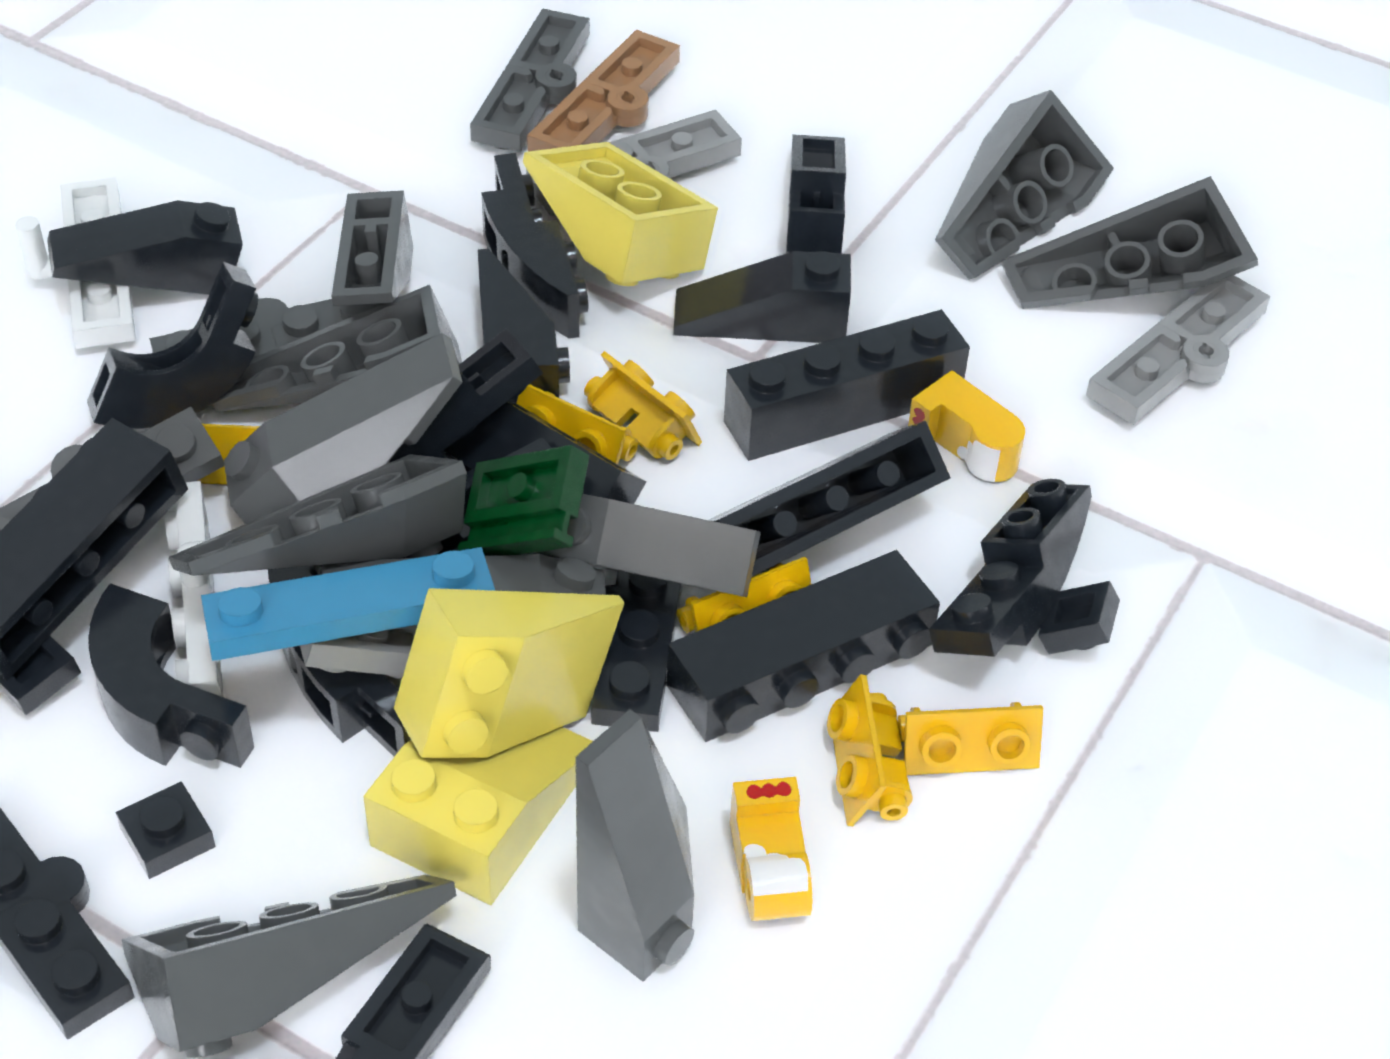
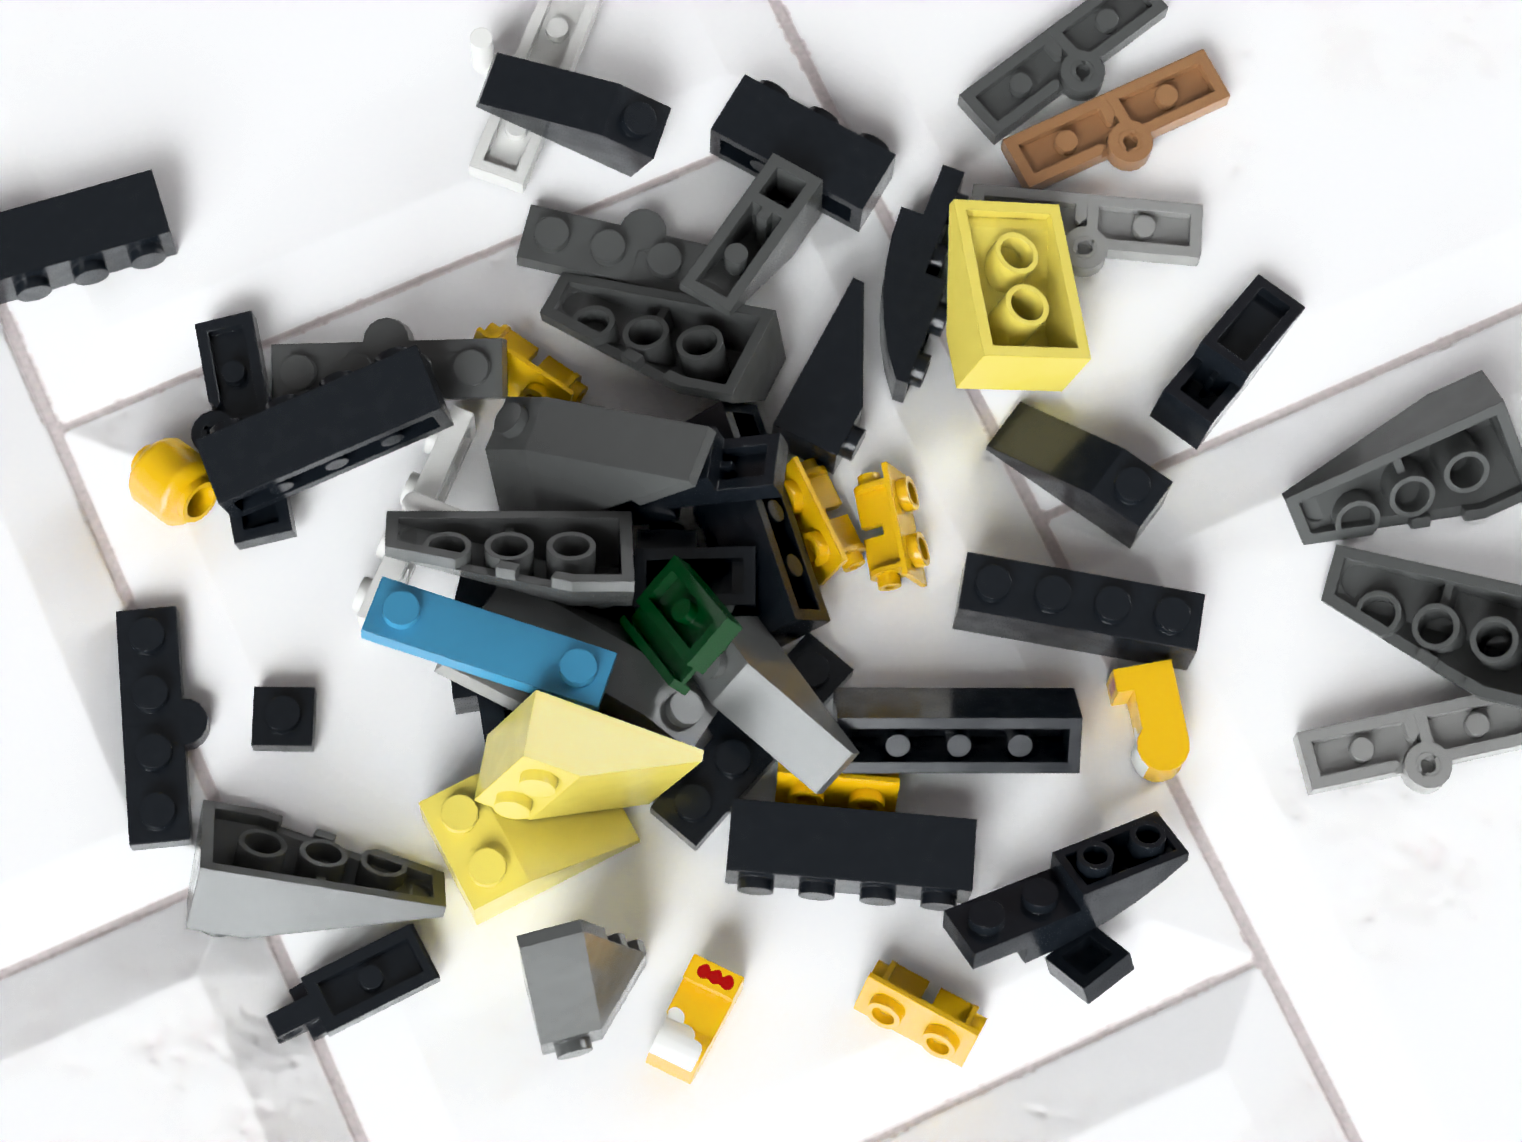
camera: 30 degrees right, 25 degrees up
(147, 707) = (328, 557): black arch -> none
(192, 373) = (527, 276): black arch -> none
(316, 200) = (766, 121): none -> black brick
(862, 731) = (842, 953): yellow hinge -> none

